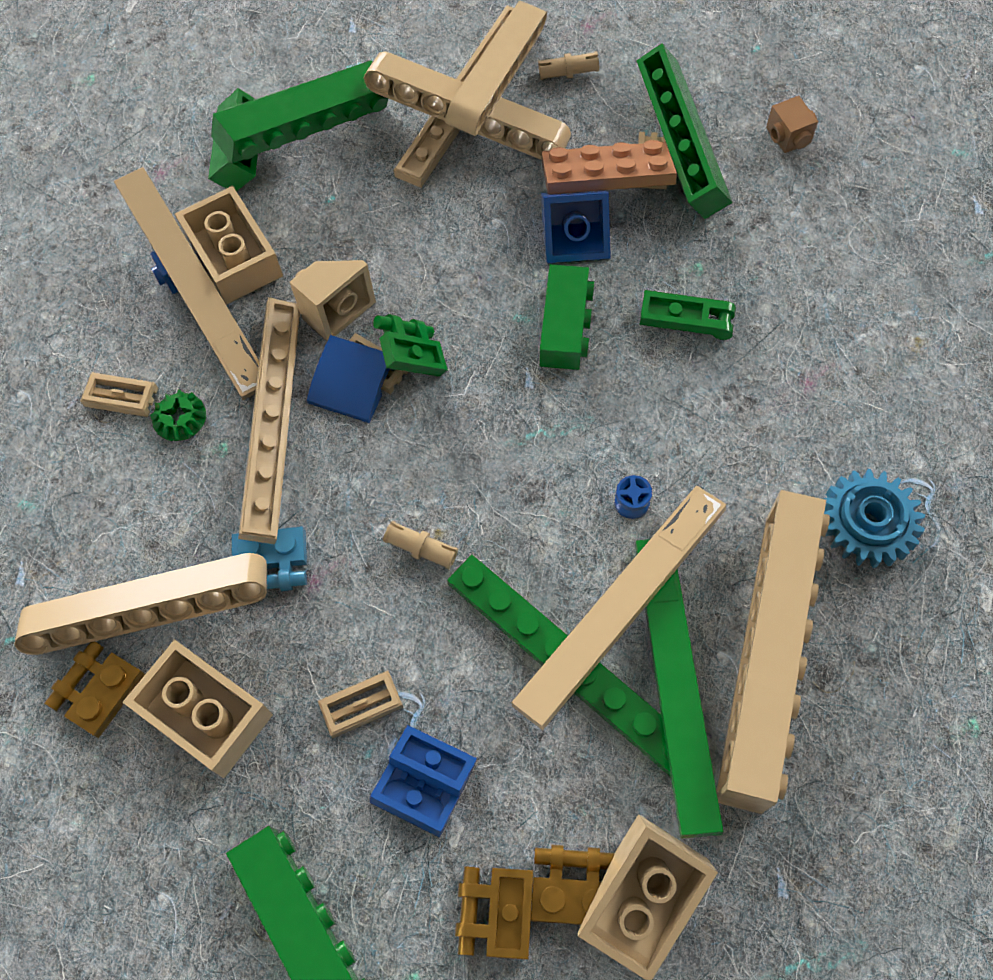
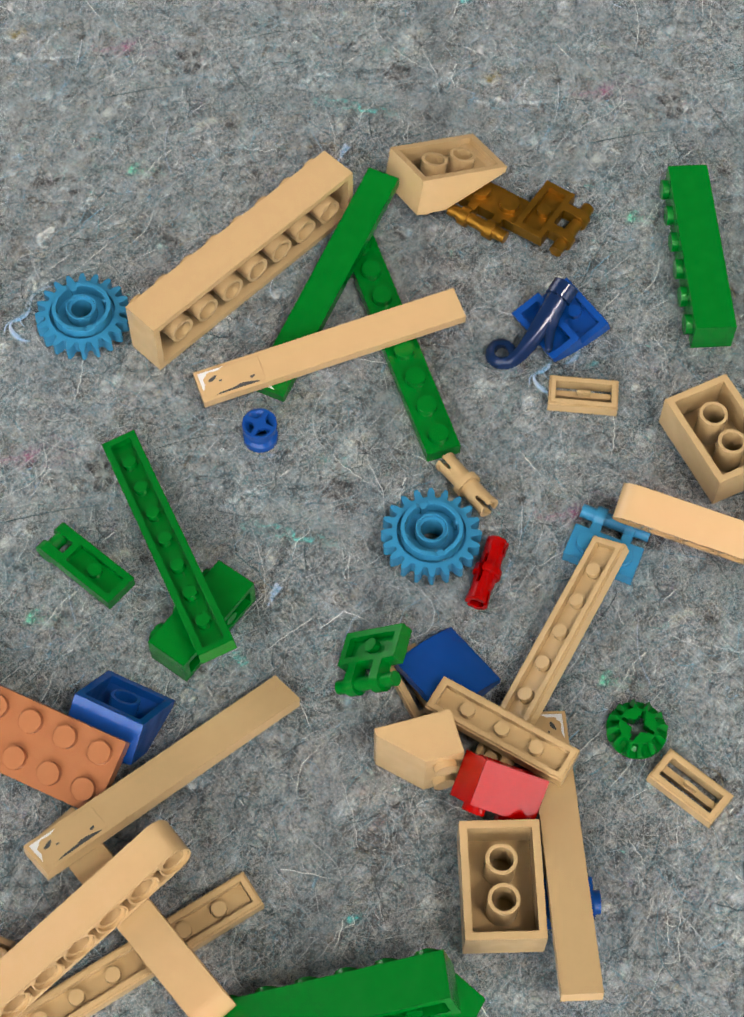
camera: 155 degrees left, 5 degrees down
(256, 291) = (498, 788): none -> brick
(277, 338) = (504, 731): none -> tan tile
(361, 477) = (487, 572): none -> red pin
(424, 499) = (431, 557): none -> dark azure gear
(430, 783) = (544, 325): none -> dark blue plant
(508, 196) = (160, 777): none -> tan tile
(633, 343) = (169, 548): none -> green plate

